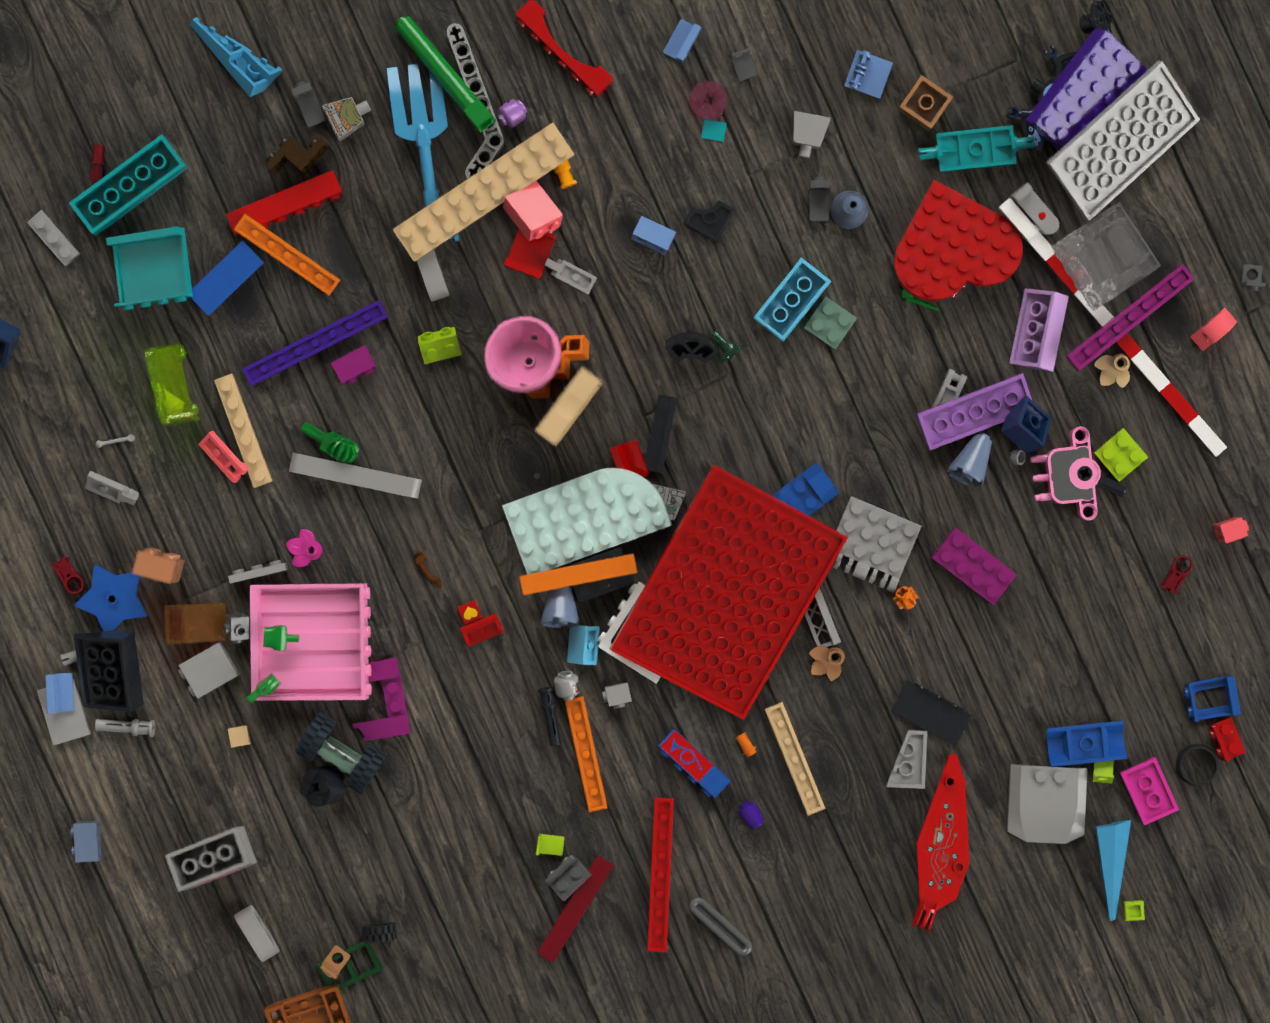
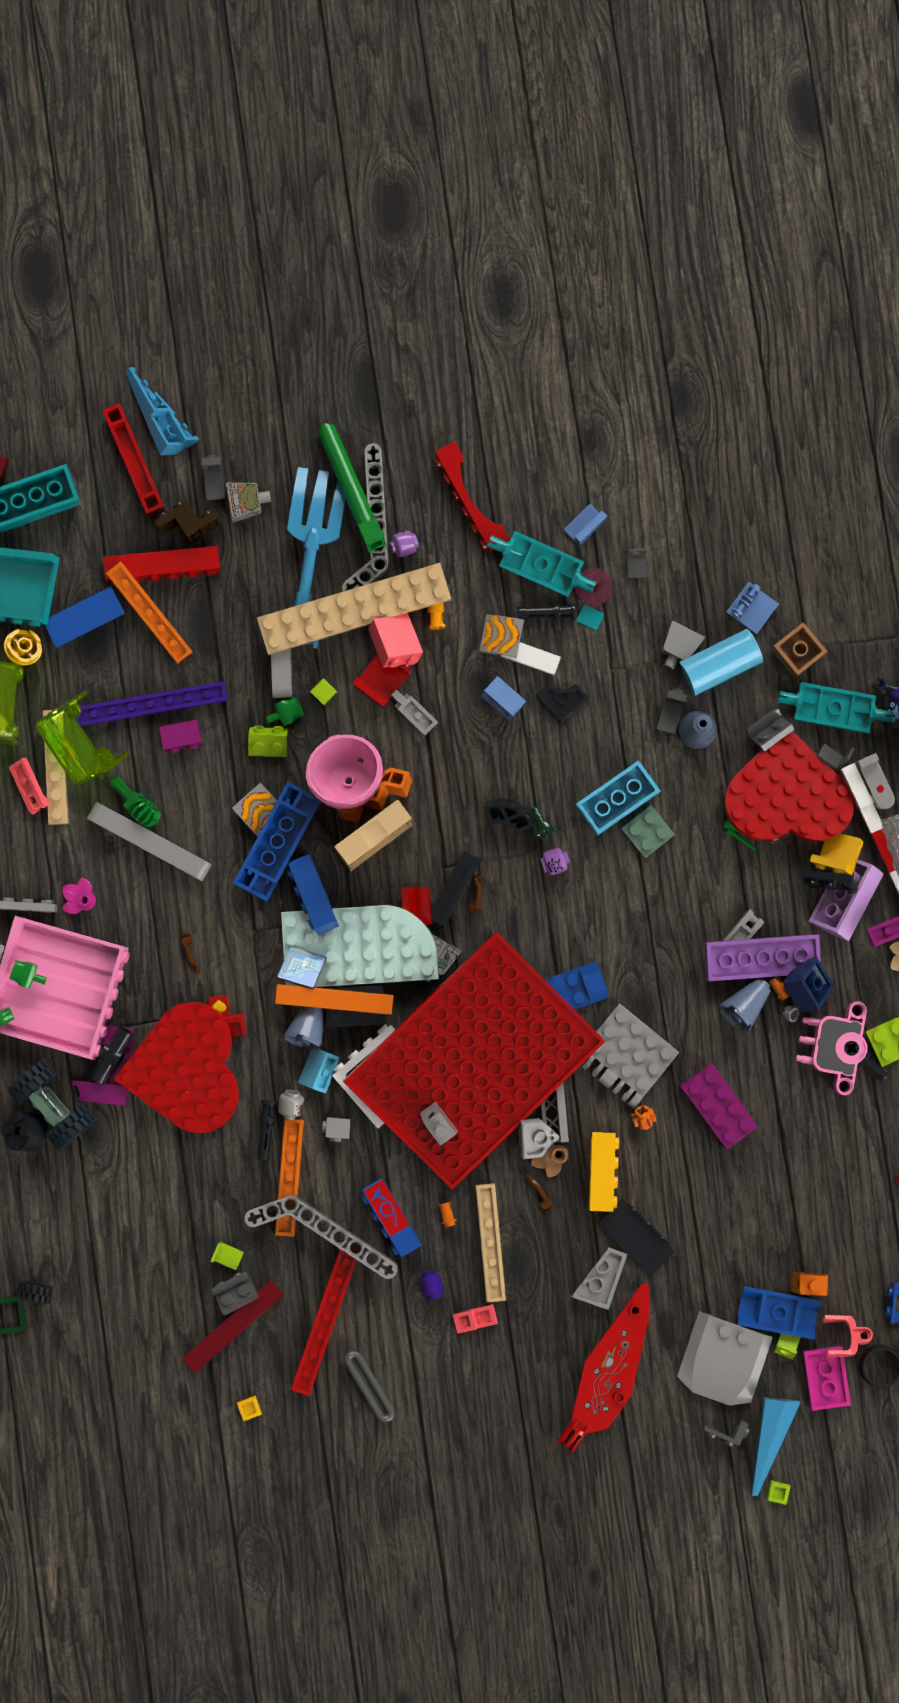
camera: 10 degrees right, 5 degrees down
(176, 325) = (23, 647): none -> yellow cone
(226, 110) = (134, 460): none -> red arch
(253, 405) = (72, 745): none -> clear neon green windscreen
(383, 689) = (111, 1055): none -> black piece
(448, 310) = (287, 712): none -> green piece
(451, 414) = (255, 808): none -> slope
(454, 681) = (183, 1068): none -> red plate
(477, 439) = (277, 841): none -> blue slope
(478, 281) = (323, 691): none -> lime tile
(528, 480) = (313, 895): none -> blue brick
(538, 553) = (301, 967): none -> piece
(613, 980) = (249, 1408): none -> yellow tile
(633, 174) = (501, 635): none -> slope
(640, 797) = (329, 1235): none -> light grey beam
(651, 93) = (541, 563): none -> teal plate
(667, 186) = (536, 658): none -> white tile
(679, 136) = (556, 612): none -> black pin
(683, 445) = (473, 905): none -> reddish brown piece
(713, 664) = (438, 1124): none -> light grey torso
(749, 378) = (555, 861): none -> medium lavender head
(801, 834) = (475, 1318): none -> coral slope
(808, 648) = (535, 1138): none -> light grey plate
(836, 707) = (546, 1205): none -> reddish brown piece
(853, 137) = (721, 662): none -> medium azure brick
(881, 662) = (602, 1172): none -> yellow brick
(919, 189) = (769, 730): none -> dark grey bracket
(987, 198) = (832, 758): none -> dark grey bracket
(996, 433) = (779, 988): none -> orange pin
(1018, 319) = (829, 880): none -> black plate
(1020, 291) = (839, 855): none -> yellow bracket
(1082, 865) = (741, 1431): none -> dark grey bracket
(1108, 707) = (809, 1283): none -> orange torso
(1164, 741) = (855, 1335): none -> coral piece

